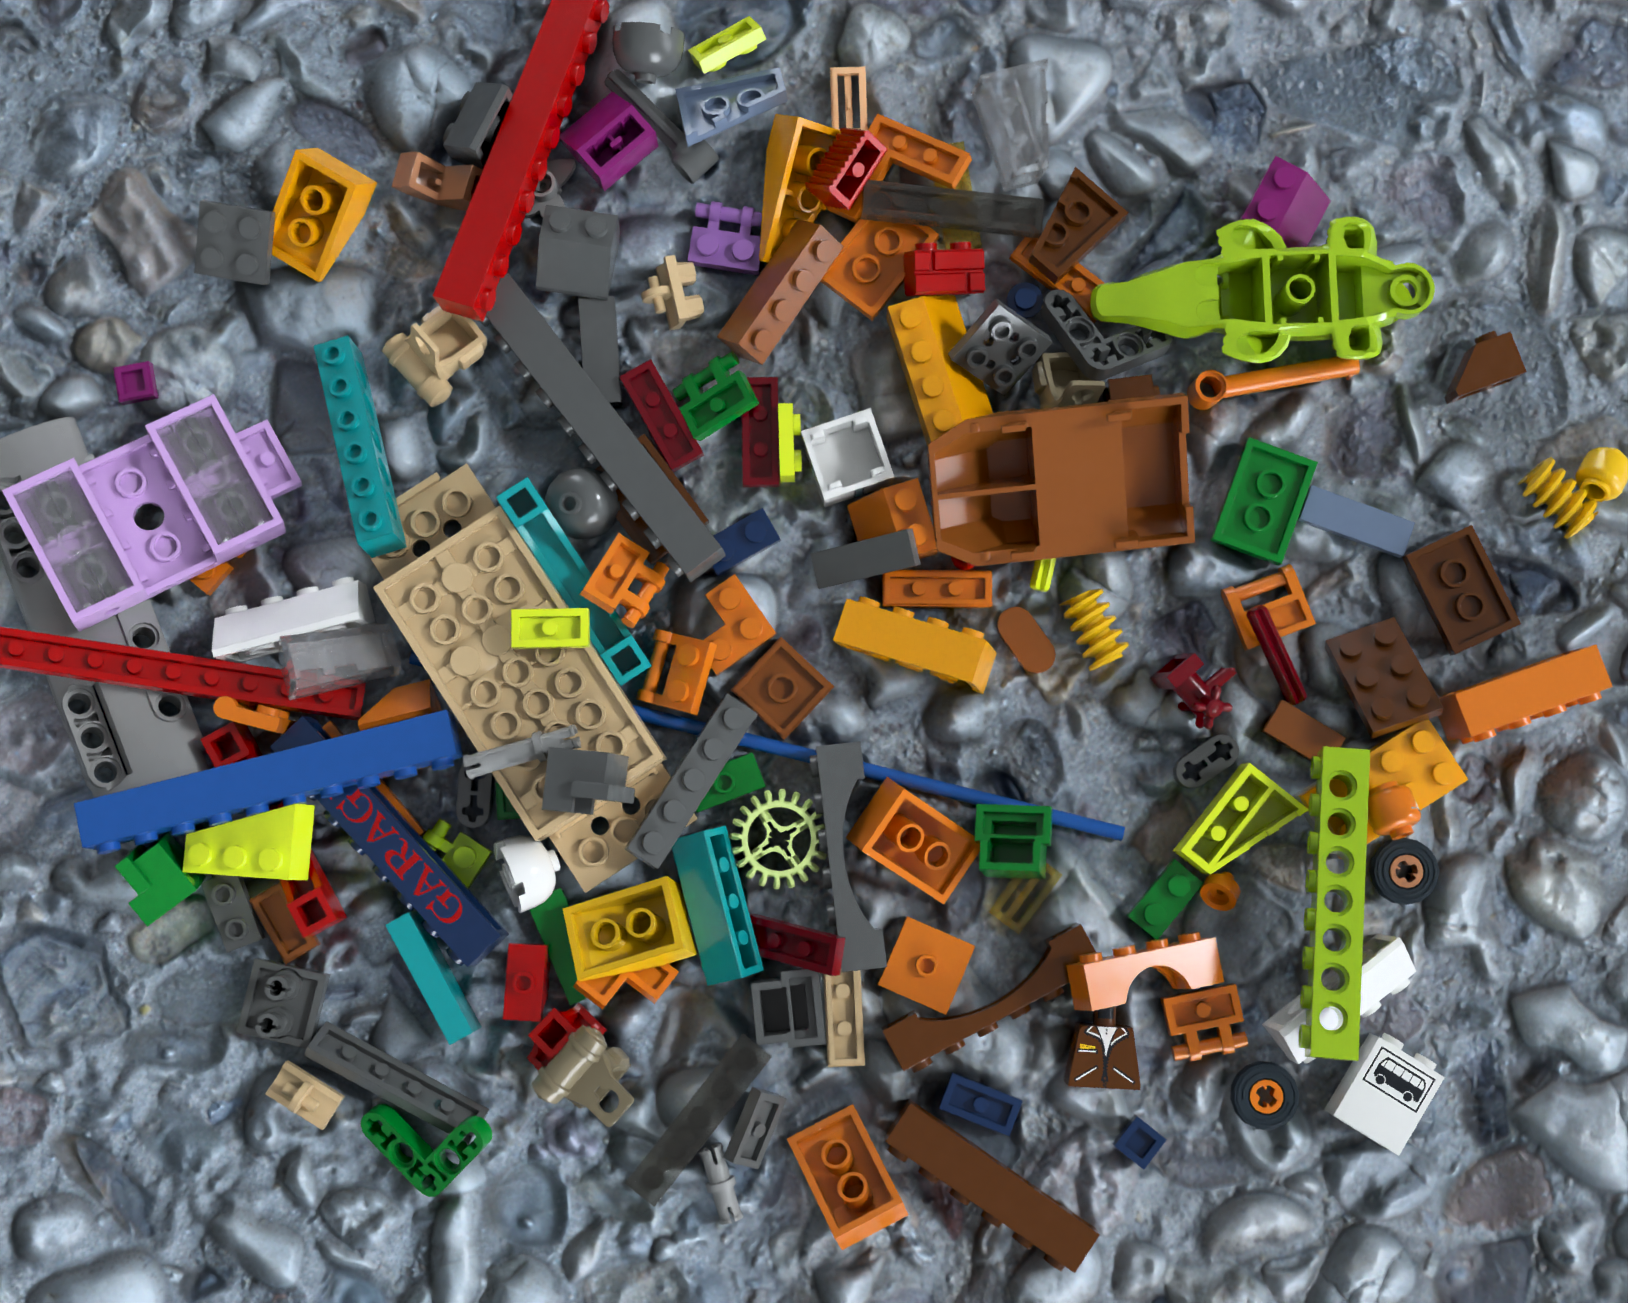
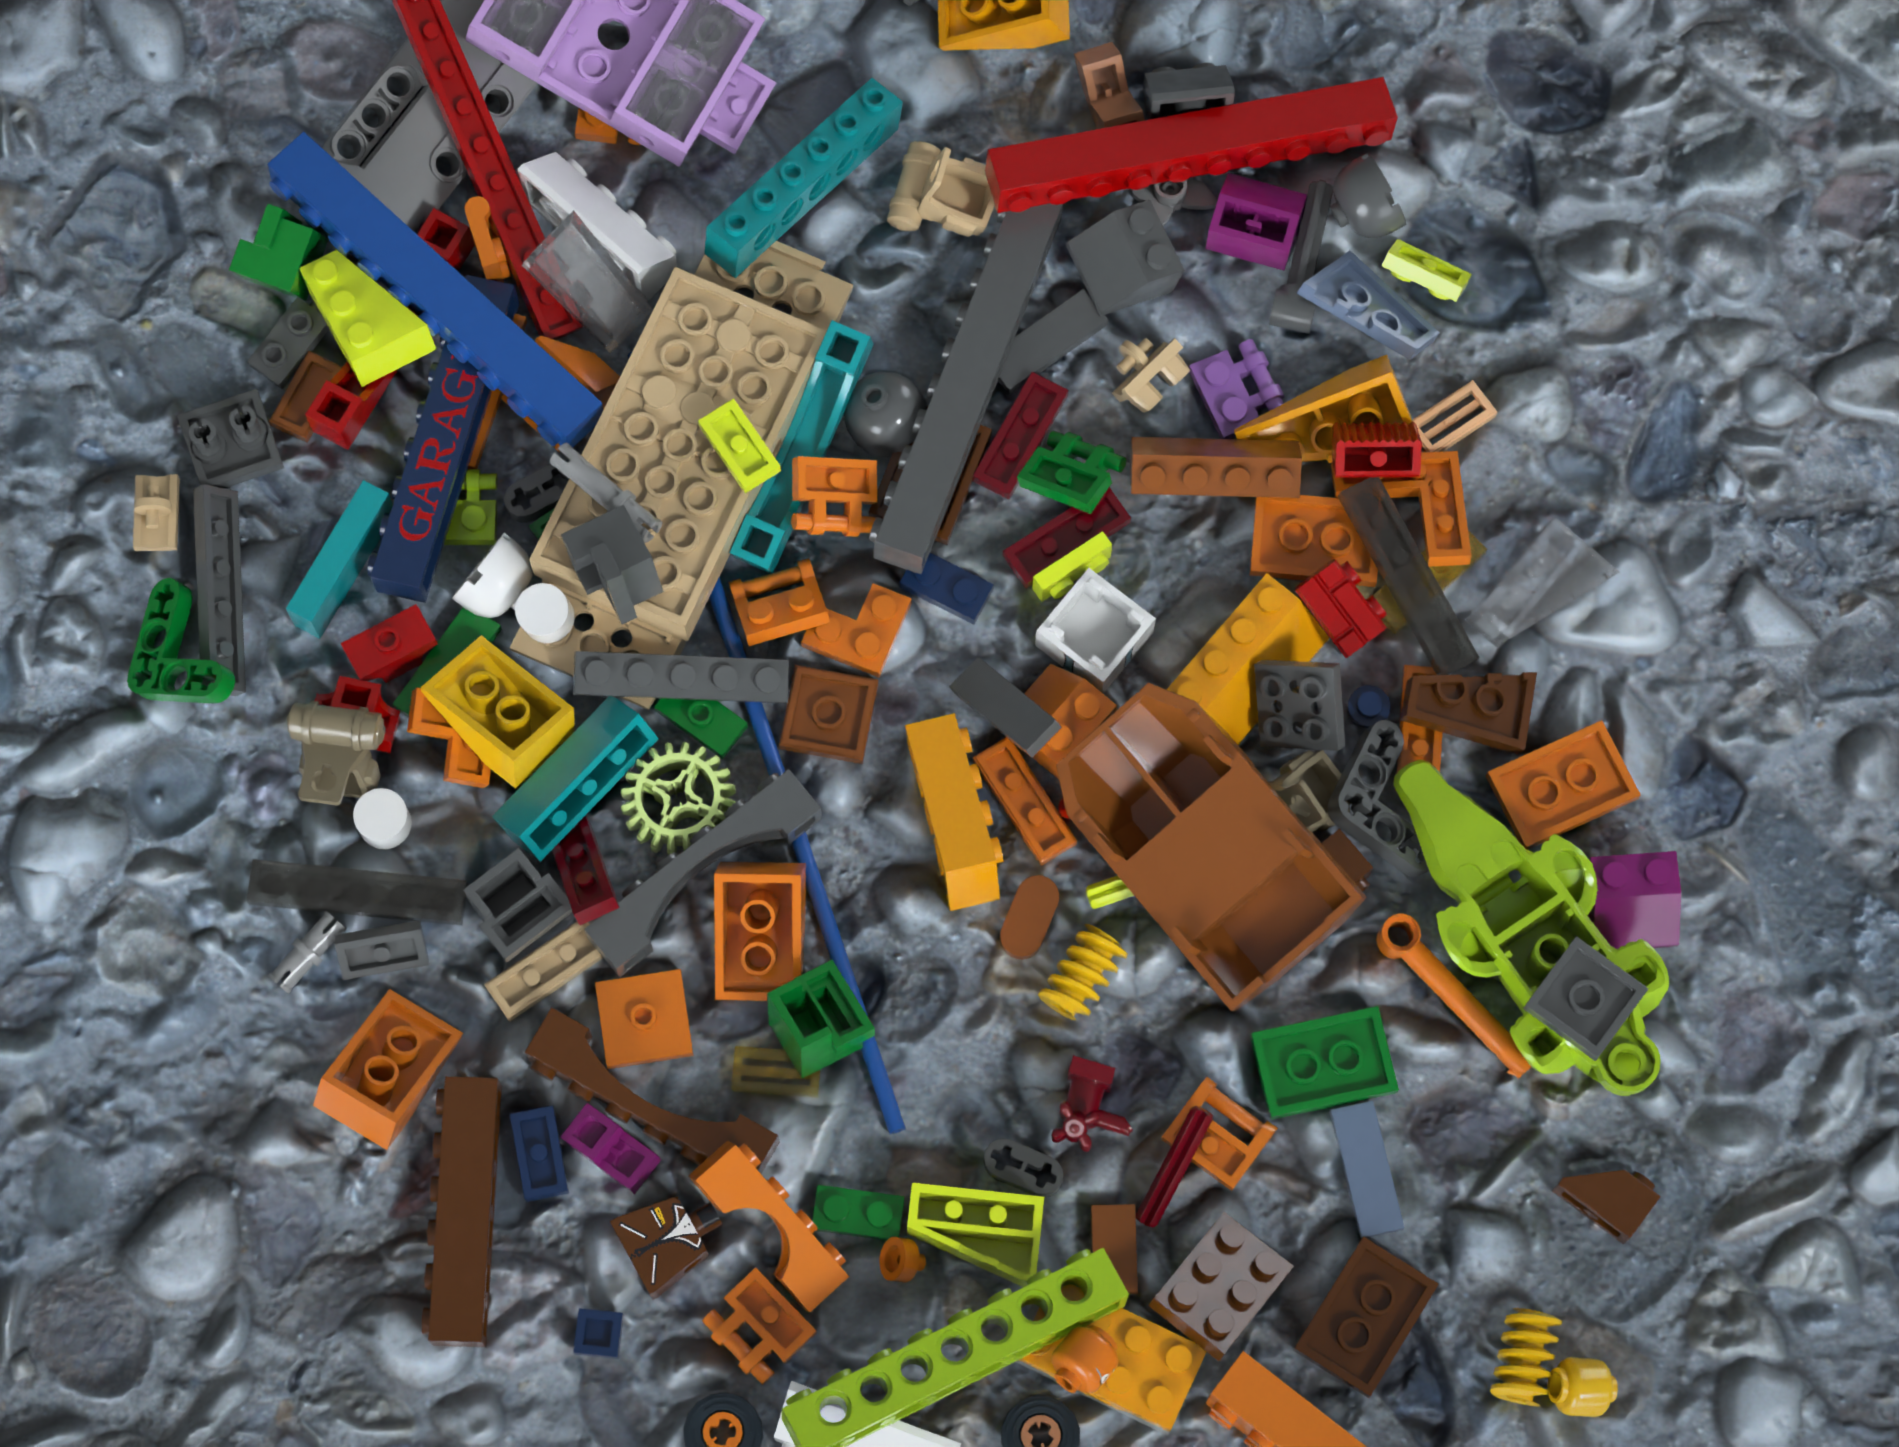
camera: 55 degrees right, 10 degrees down
(580, 852) = (544, 613): none -> white piece
(654, 1066) = (382, 818): none -> white piece
(1007, 1048) = (610, 1148): none -> magenta slope
(1169, 203) = (1563, 785): none -> orange plate
(1355, 287) = (1585, 998): none -> dark grey plate

